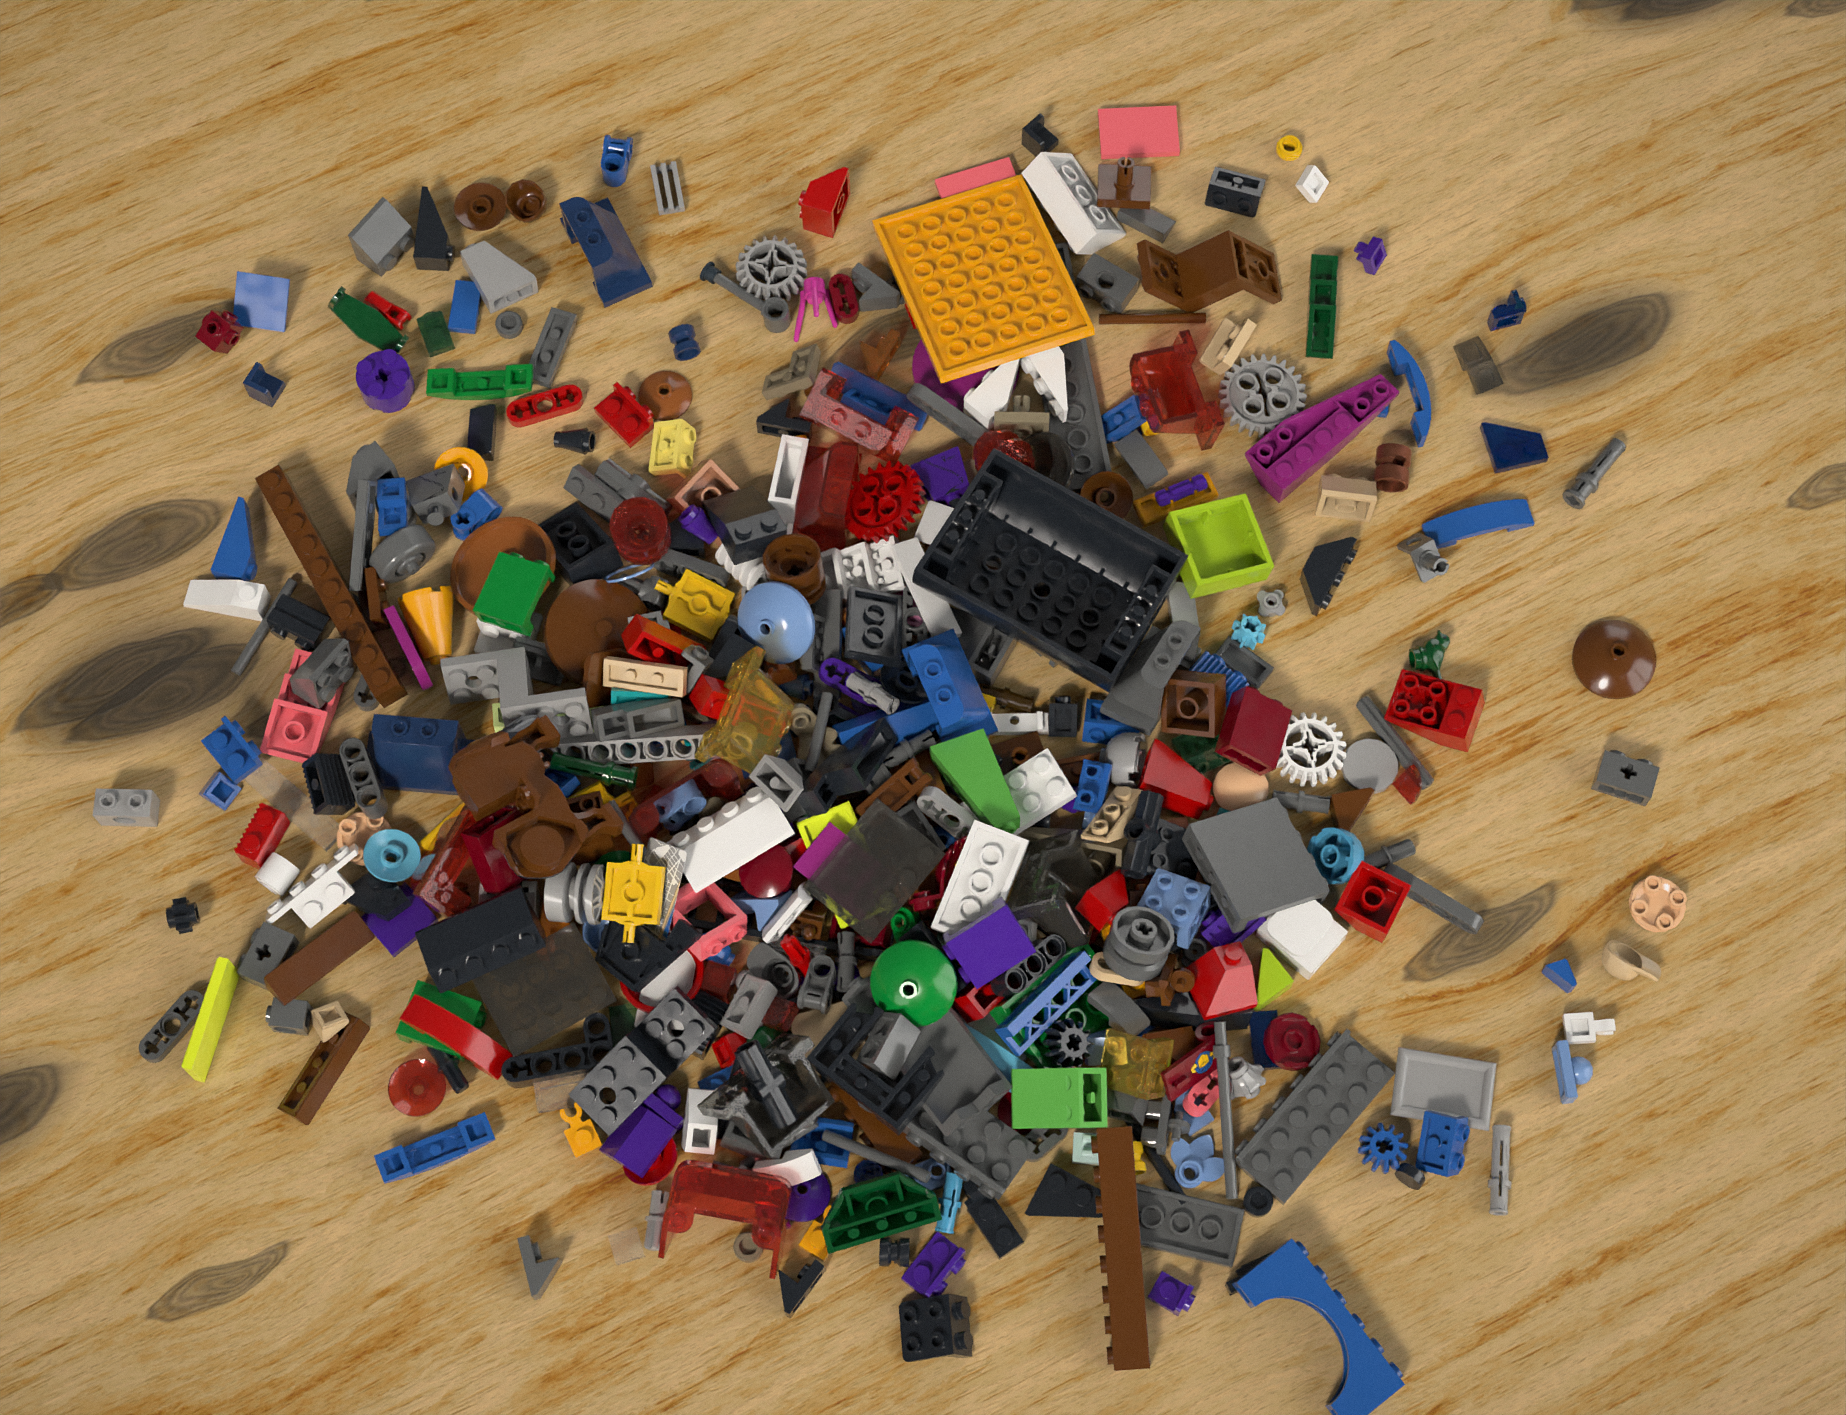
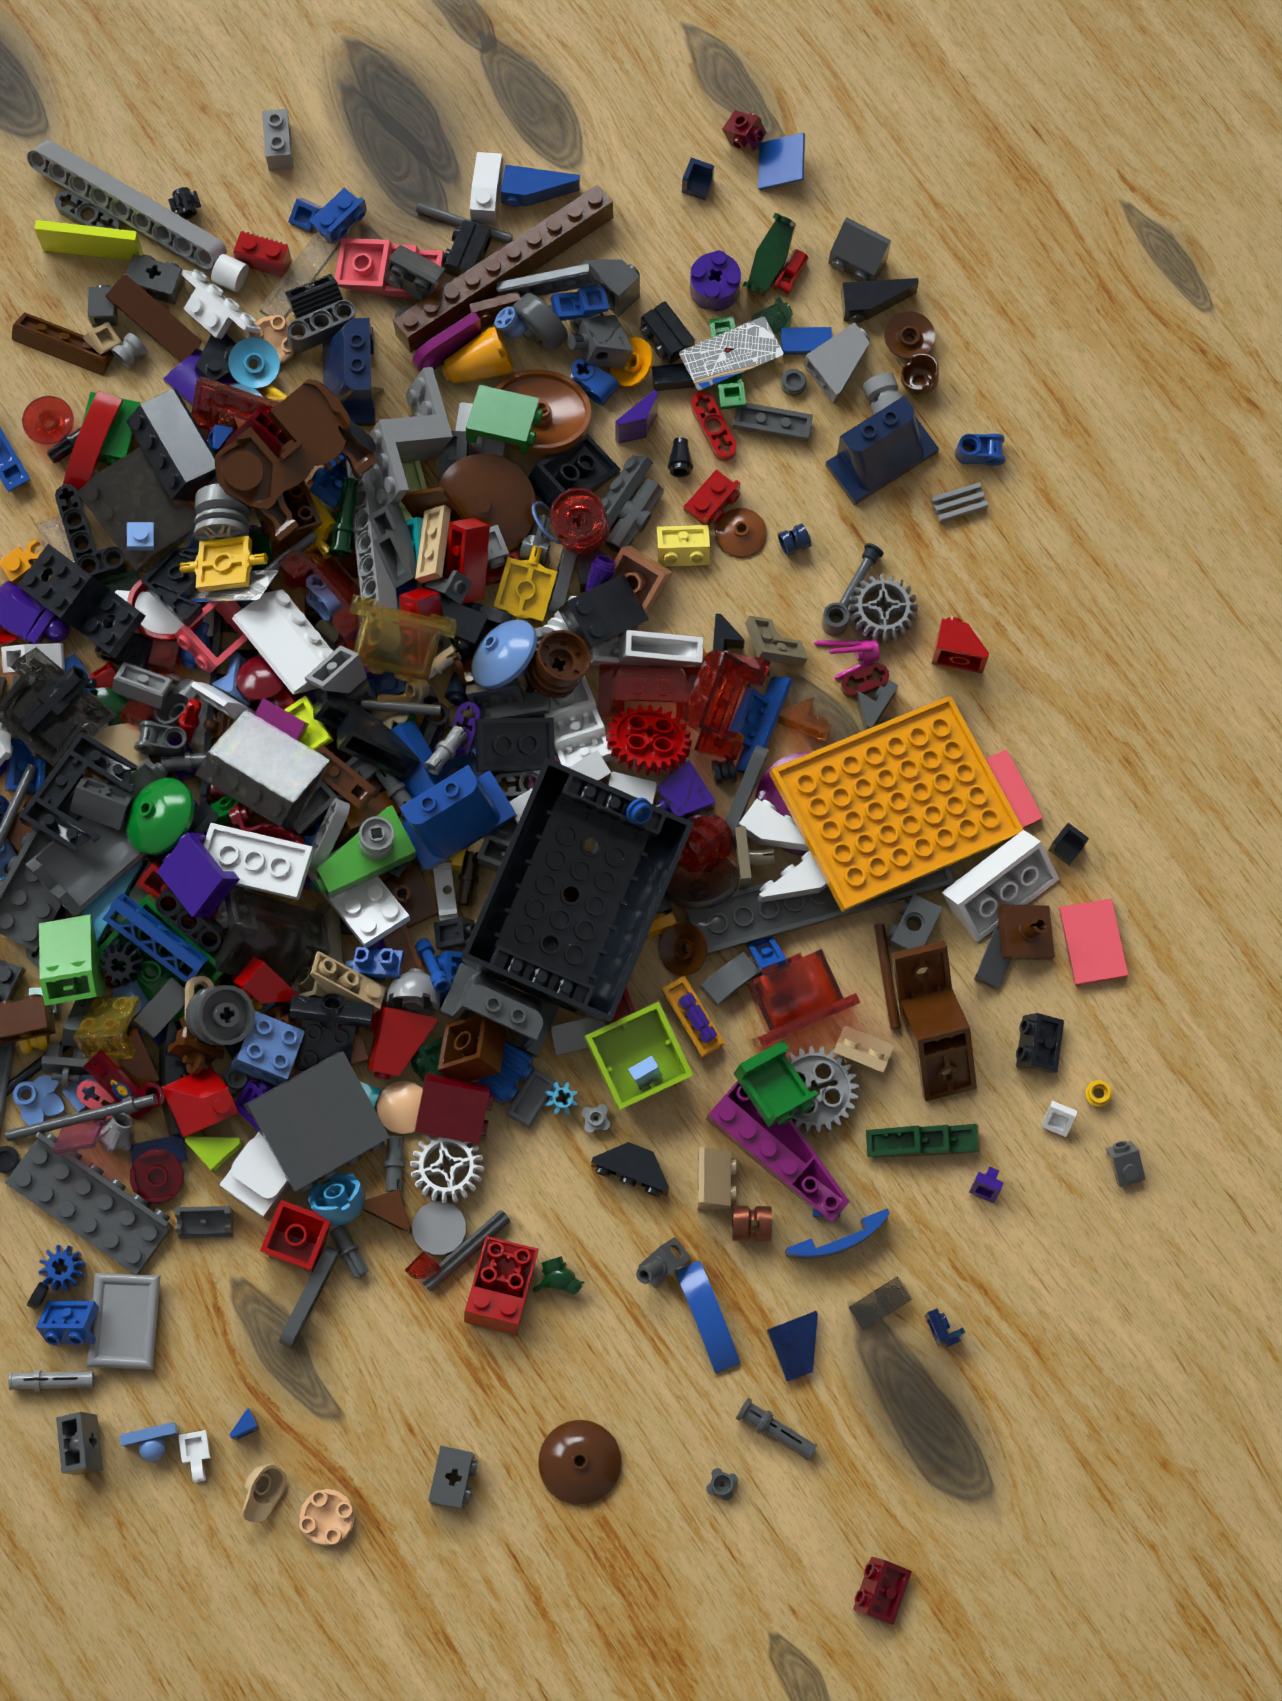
camera: 80 degrees right, 5 degrees up
(170, 979) = (126, 204): none -> light grey beam
(349, 991) = (129, 350): none -> light grey wheel
(393, 585) = (510, 323): none -> medium blue wheel
(433, 436) = (666, 332): none -> black brick
(470, 375) = (731, 353): none -> light grey sticker
(481, 890) = (218, 436): none -> blue slope
(530, 468) = (638, 420): none -> slope
(543, 237) = (881, 391): none -> light grey wheel
(582, 984) = (140, 536): none -> light blue plate
(923, 439) = (724, 771): none -> black wheel
(970, 757) = (376, 838): none -> light grey wheel
(980, 490) = (639, 811): none -> blue plate
(1116, 728) = (438, 978): none -> blue bar
(1235, 539) = (645, 1072): none -> light blue slope
(1248, 1111) = (79, 1136): none -> clear pink piece
(1263, 421) = (774, 1085): none -> green panel
(1344, 997) = (204, 1222): none -> dark grey hinge
(1359, 132) = (1126, 1163): none -> dark grey bracket
(1571, 1141) = (79, 1443): none -> dark grey brick
(1644, 522) = (717, 1477): none -> dark grey plate
(1752, 400) = (882, 1590): none -> dark red bracket

